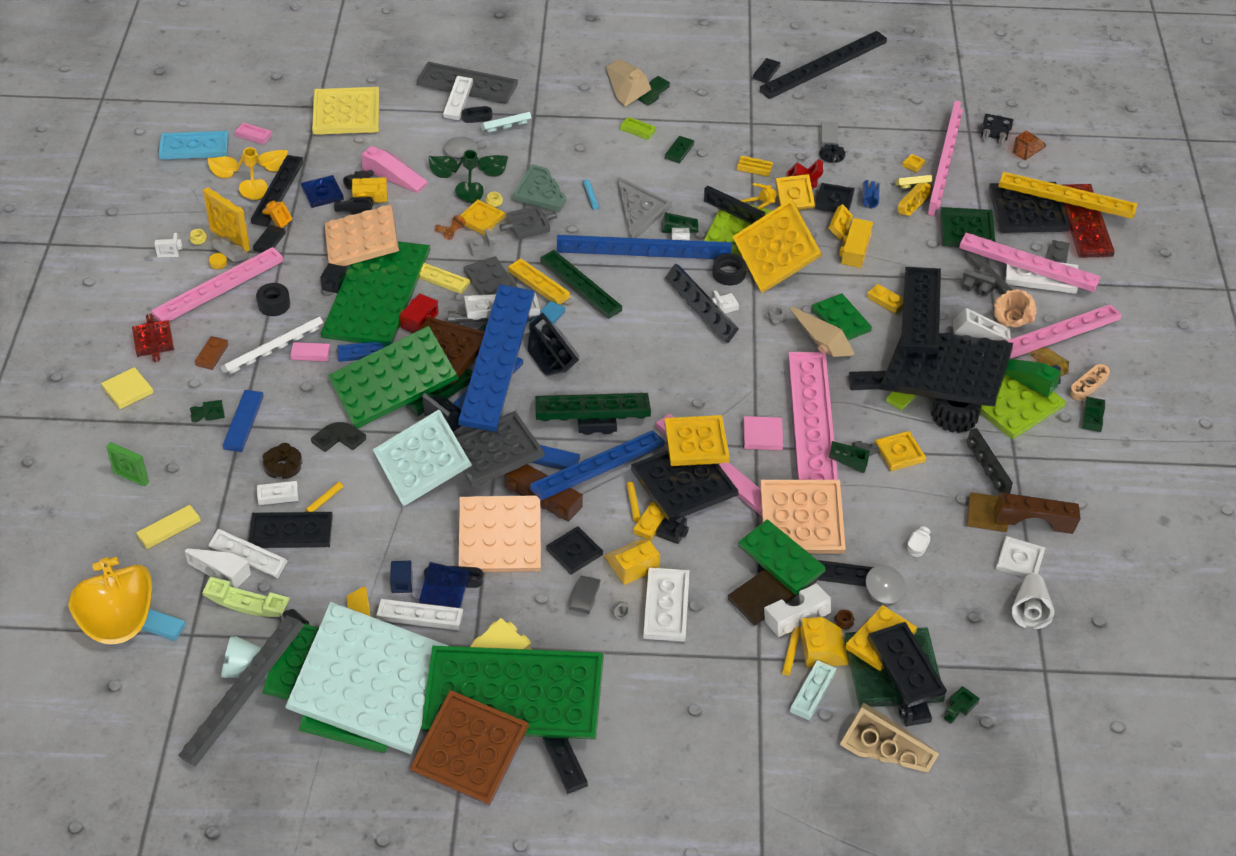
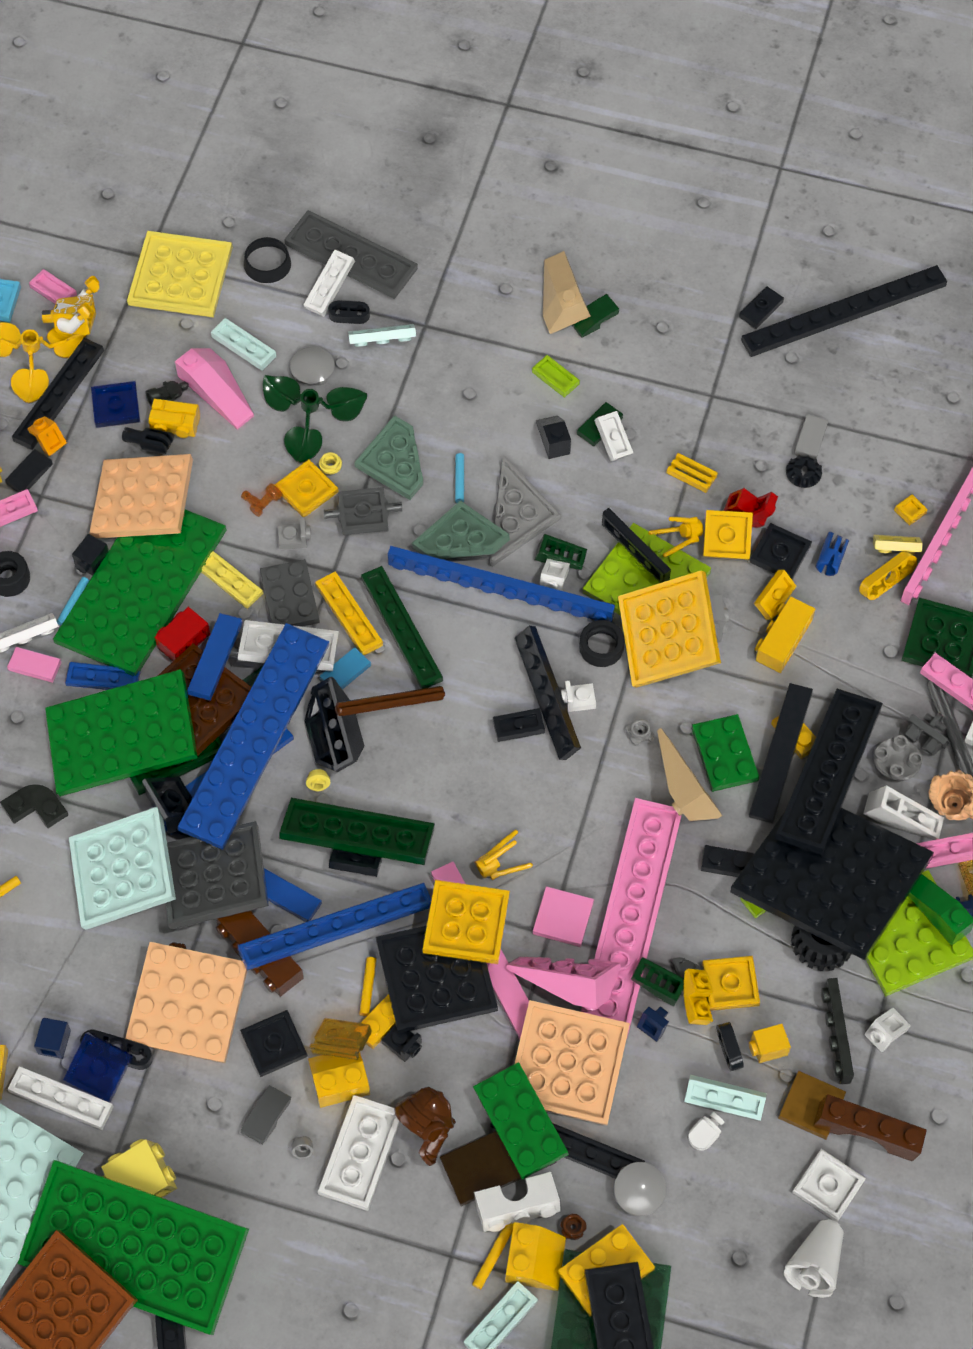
camera: 15 degrees right, 15 degrees up
(275, 141) = (76, 313): none -> torso
(331, 299) = (73, 599): none -> medium azure piece
(406, 142) = (243, 344): none -> light aqua plate
(407, 103) = (271, 275): none -> black tyre
(450, 318) = (214, 656): none -> blue tile
(548, 380) = (317, 780): none -> light yellow plate
(590, 322) = (389, 701): none -> reddish brown axle
(607, 221) = (461, 534): none -> sand green plate
(626, 533) = (341, 1038): none -> clear yellow plate
(651, 159) = (554, 436): none -> black slope
(687, 325) = (518, 725): none -> black plate
(693, 151) = (613, 436): none -> white plate
(699, 409) = (488, 863): none -> yellow plant
(712, 563) = (429, 1117): none -> reddish brown head
(795, 463) = (577, 983): none -> bright pink wedge
(854, 482) = (653, 1022): none -> dark blue tile
(879, 458) = (696, 991): none -> yellow slope
(882, 309) = (781, 753): none -> black tile
(915, 486) = (730, 1046): none -> black beam
(925, 516) = (725, 1097): none -> light aqua plate
(944, 477) = (769, 1043): none -> yellow brick
(963, 298) = (898, 758): none -> light grey dish
(1021, 456) = (887, 1029): none -> white bracket

